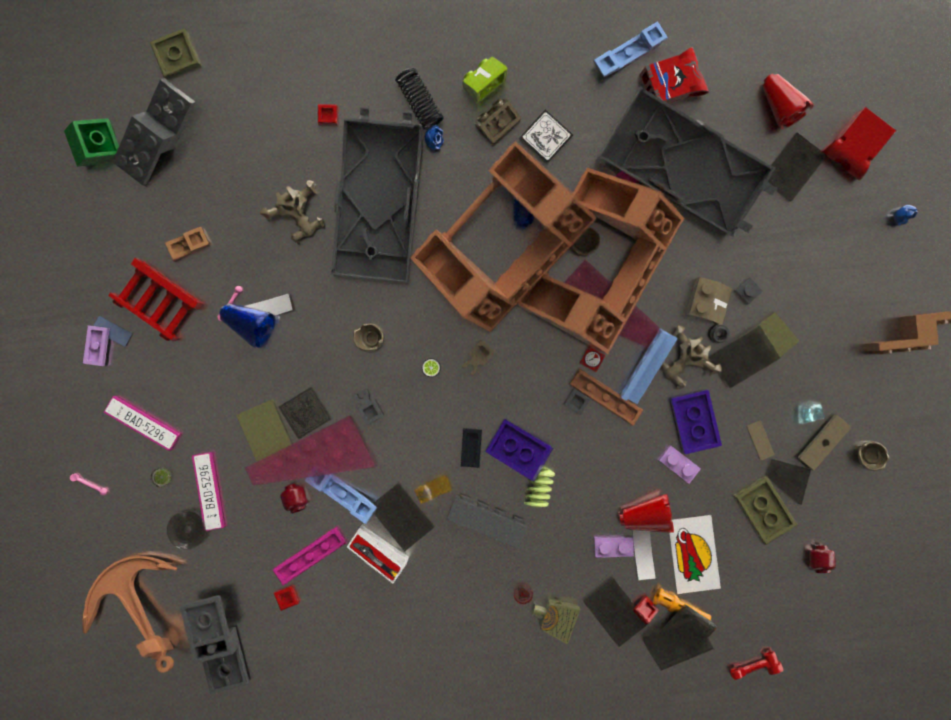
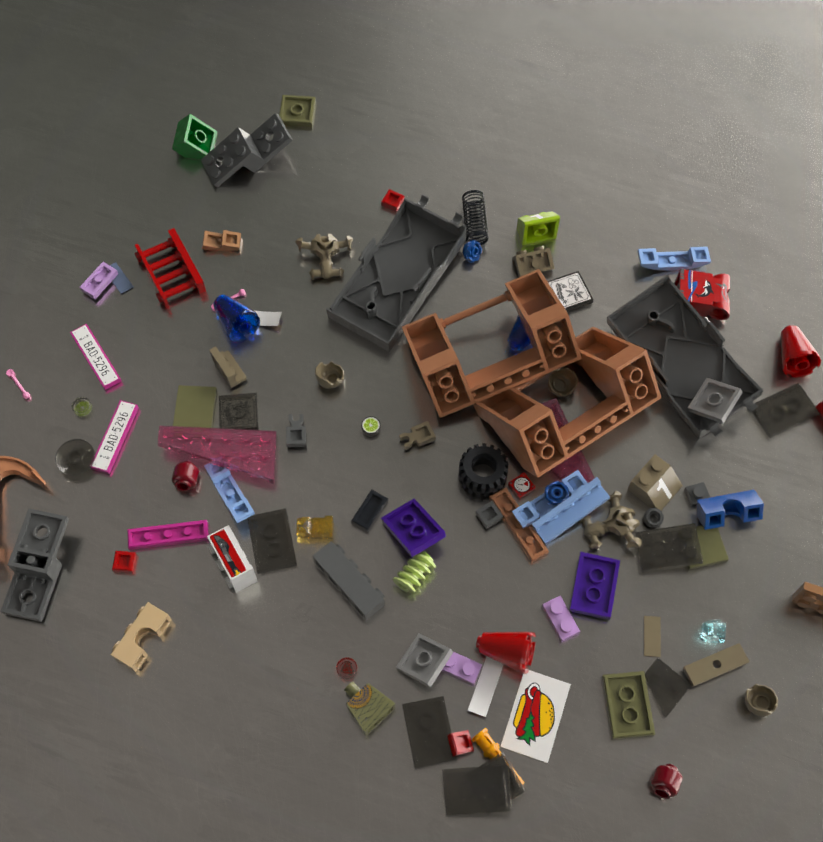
camera: 25 degrees right, 25 degrees down
(271, 375) = (228, 367): none -> dark tan bracket
(339, 672) = (148, 620): none -> tan arch
(567, 354) = (490, 457): none -> black tyre
(585, 559) = (424, 660): none -> light grey plate
(624, 363) = (537, 508): none -> light blue slope
(635, 360) = (556, 487): none -> blue plate
(734, 198) = (715, 400): none -> light grey plate
(795, 284) = (742, 504): none -> blue arch

